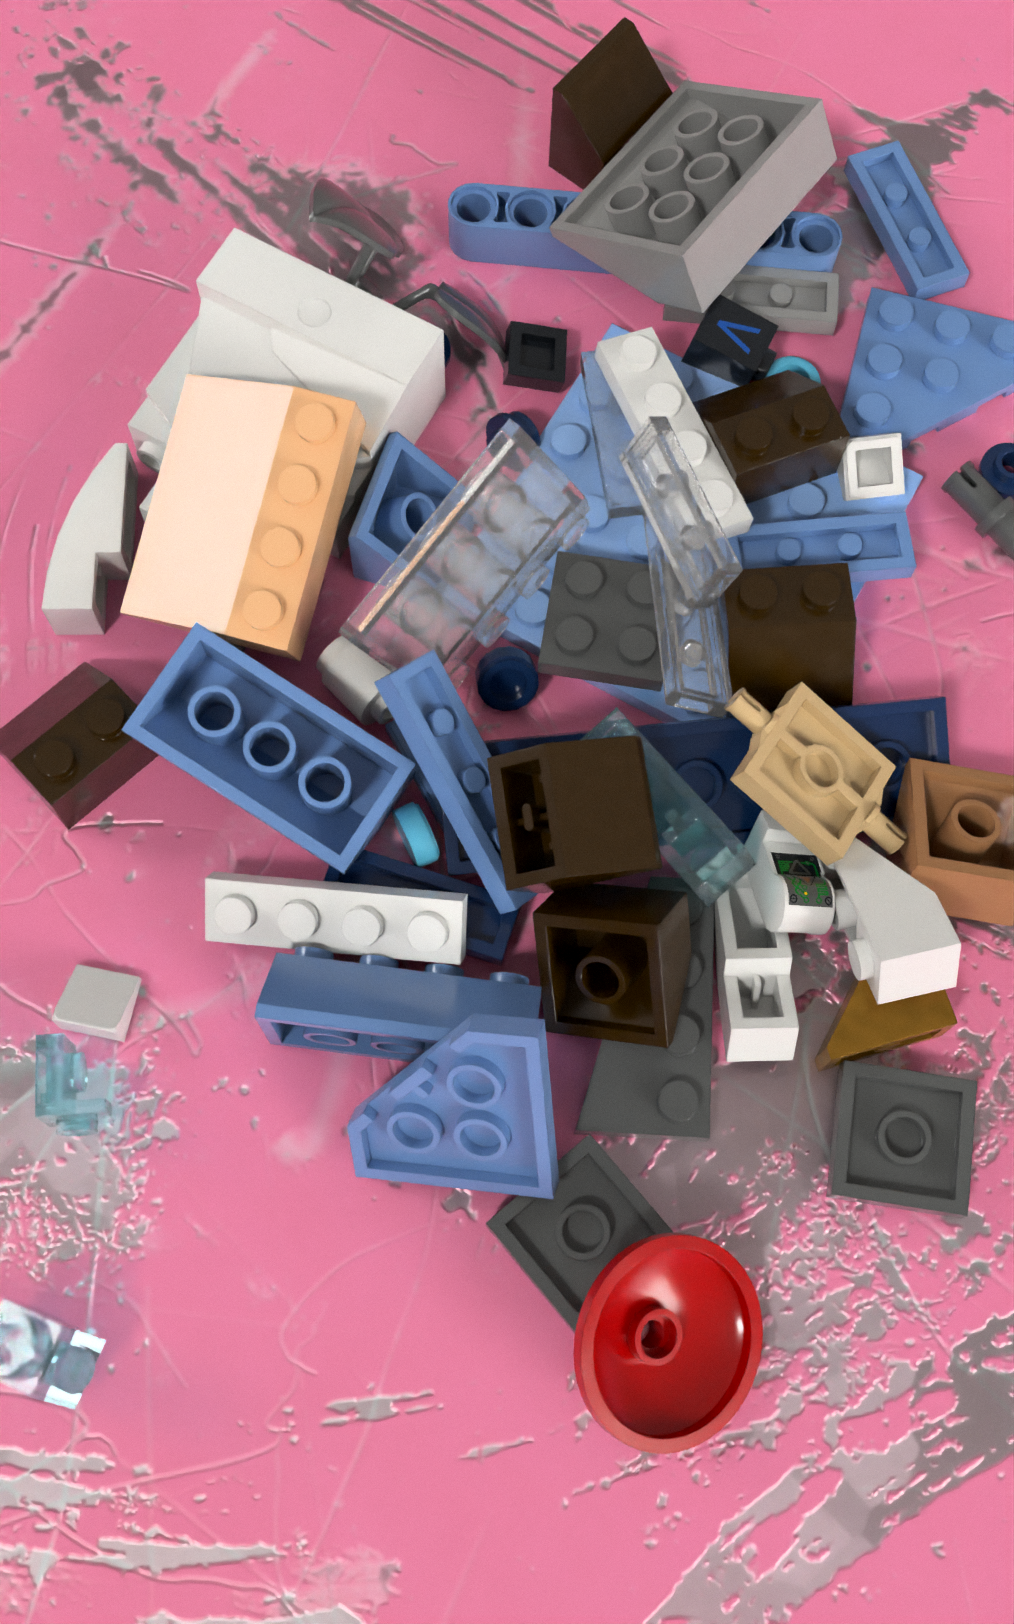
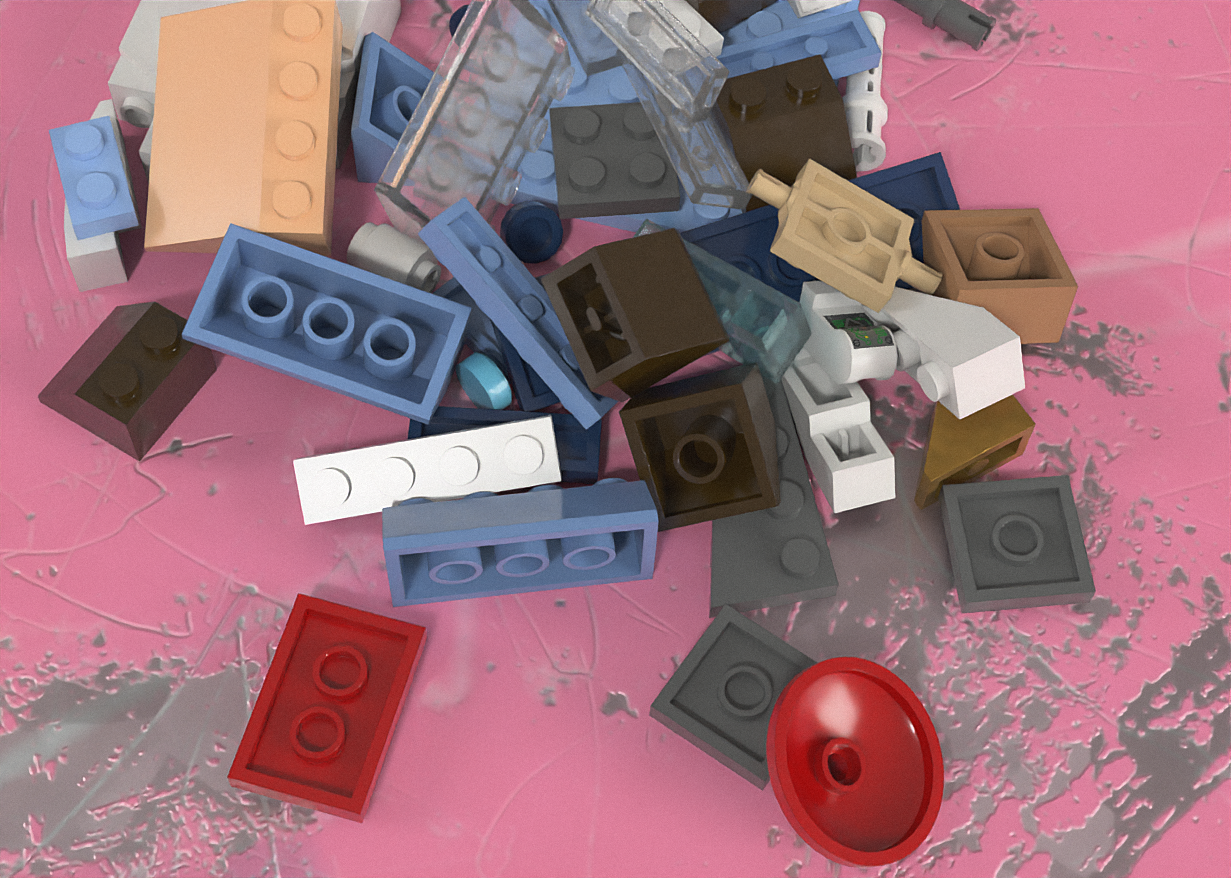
camera: 15 degrees left, 10 degrees down
(58, 1079) = (206, 698): clear light blue bracket -> none
(85, 528) = (93, 178): none -> light blue plate
(97, 1002) = (213, 607): white slope -> none
(178, 1140) = (328, 708): none -> red plate
(466, 1113) = (607, 598): medium blue plate -> none
(883, 616) = (864, 106): none -> white pin

